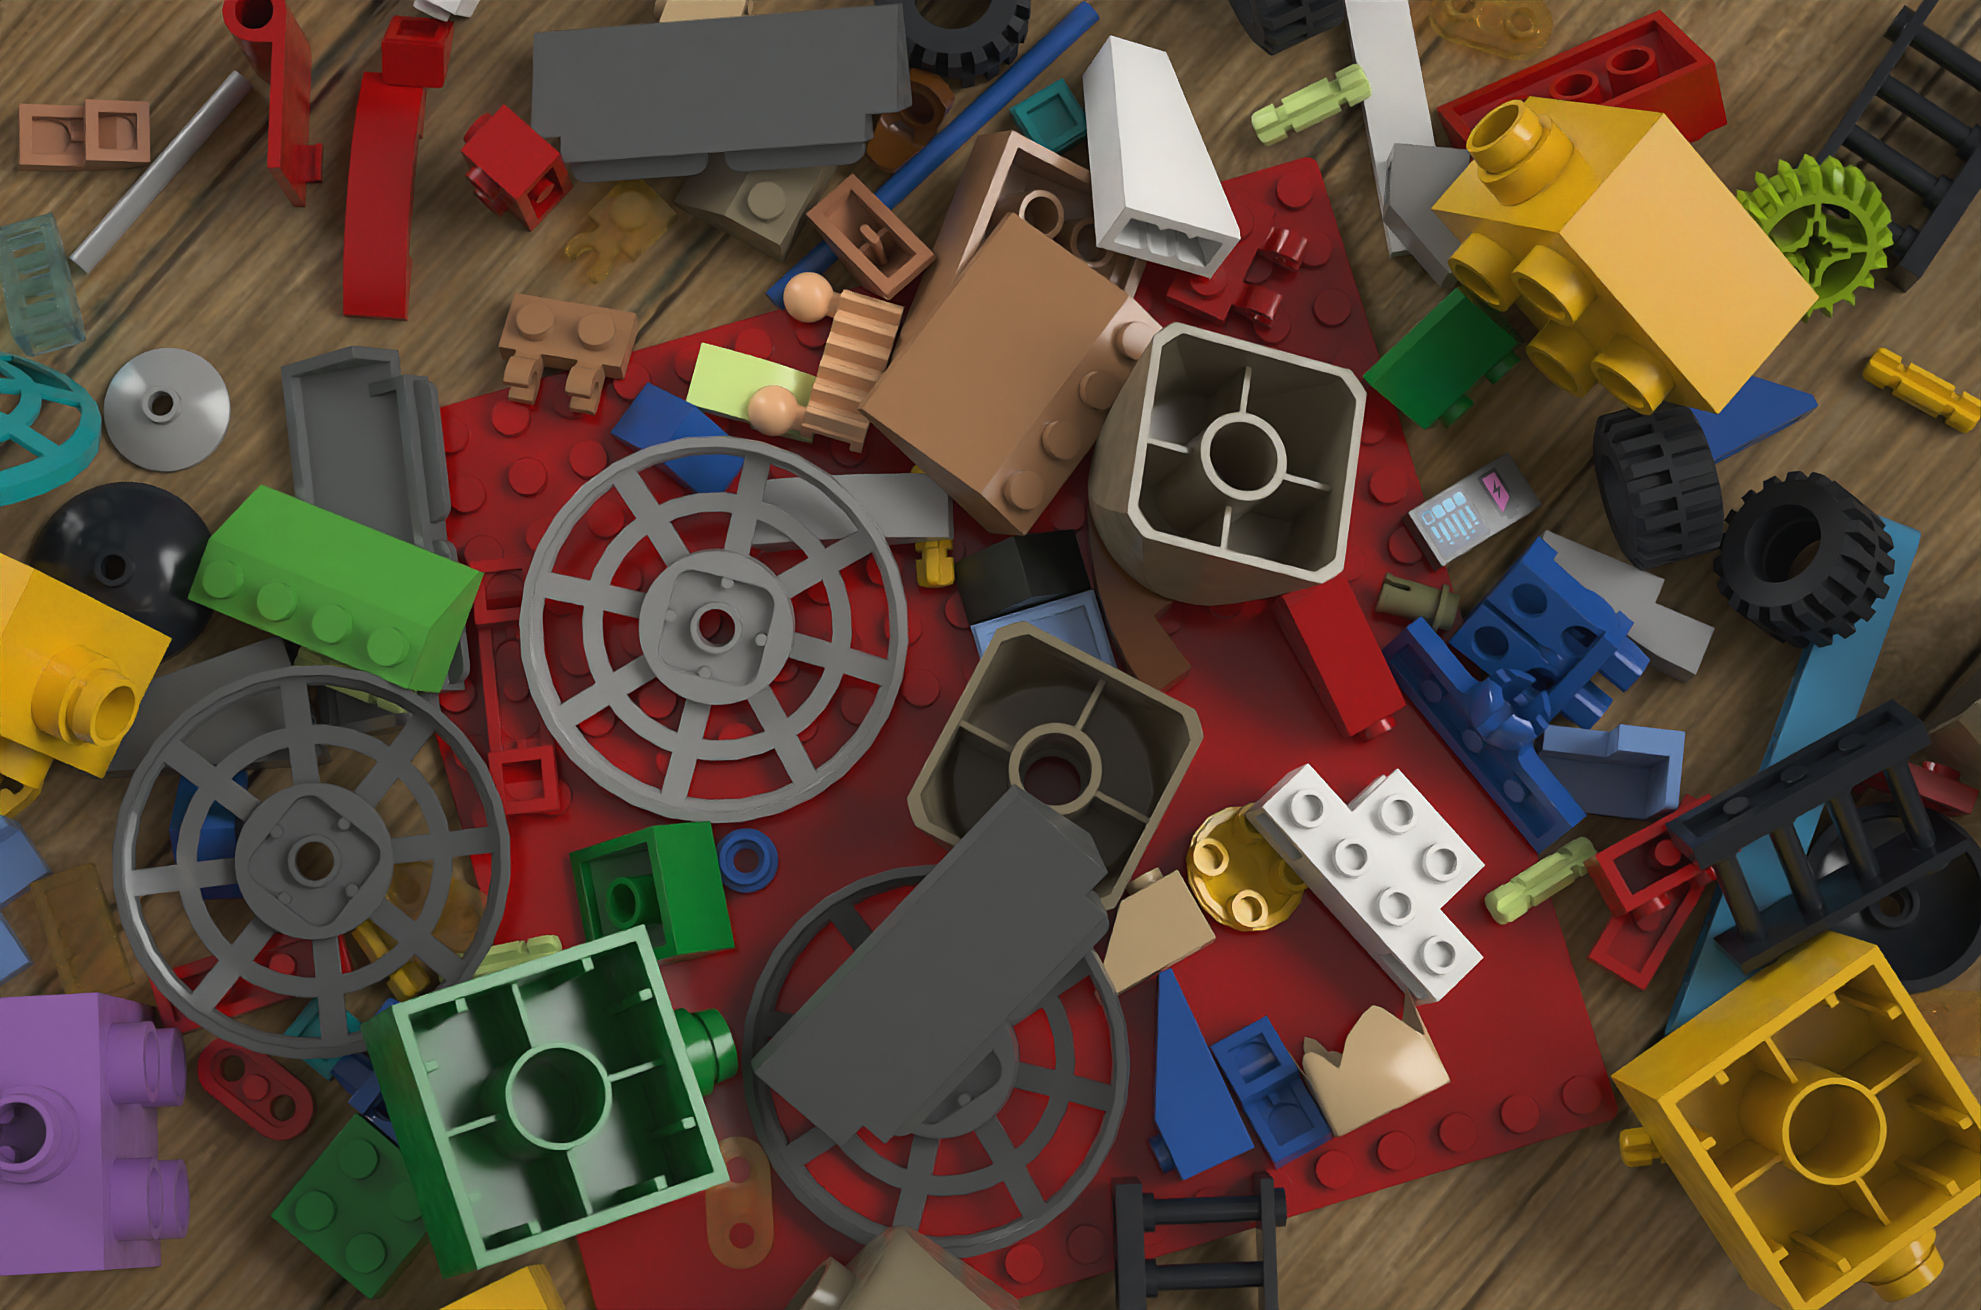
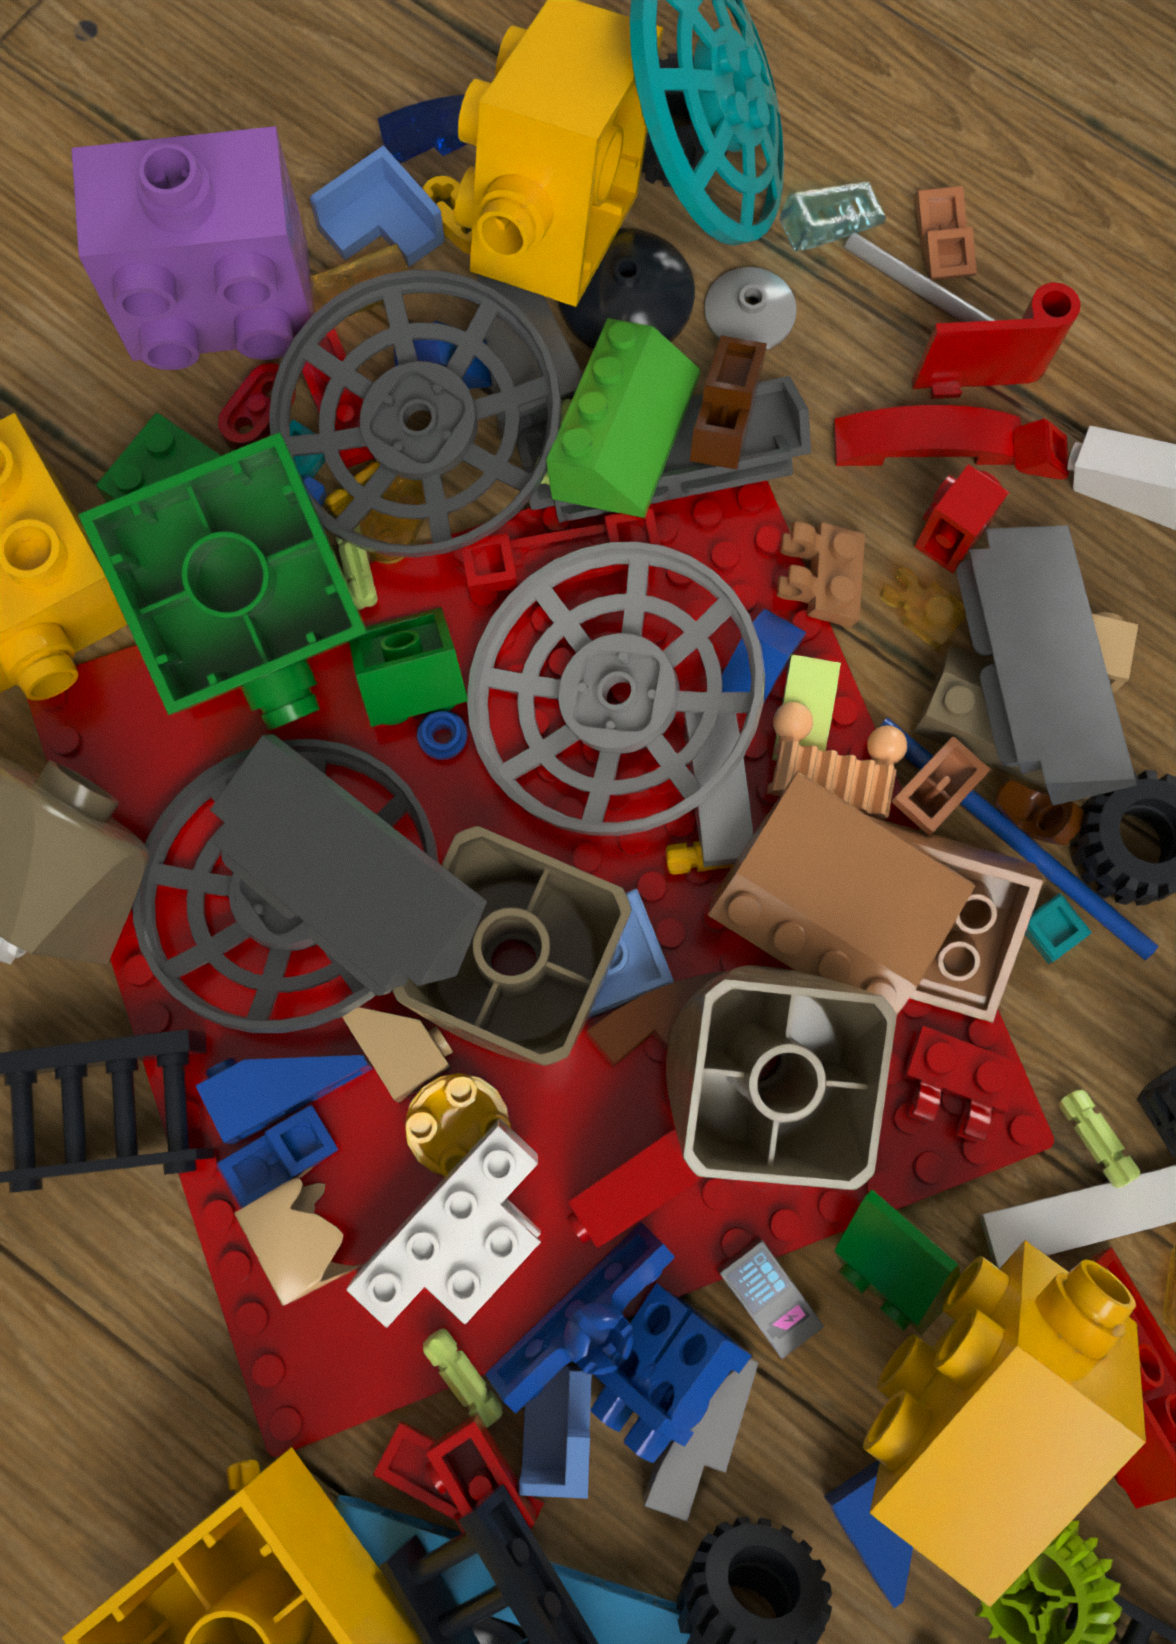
camera: 85 degrees right, 5 degrees down
(321, 448) = (727, 402): none -> reddish brown slope
(742, 1203) = (179, 745): plate -> none
(1020, 574) = (682, 926): pearl dark grey slope -> none
(1150, 166) = (1029, 1001): white slope -> none
(1412, 186) = (1048, 1228): light grey slope -> none
(1414, 600) = (689, 1255): olive pin -> none
(1658, 484) = (806, 1463): black tyre -> none

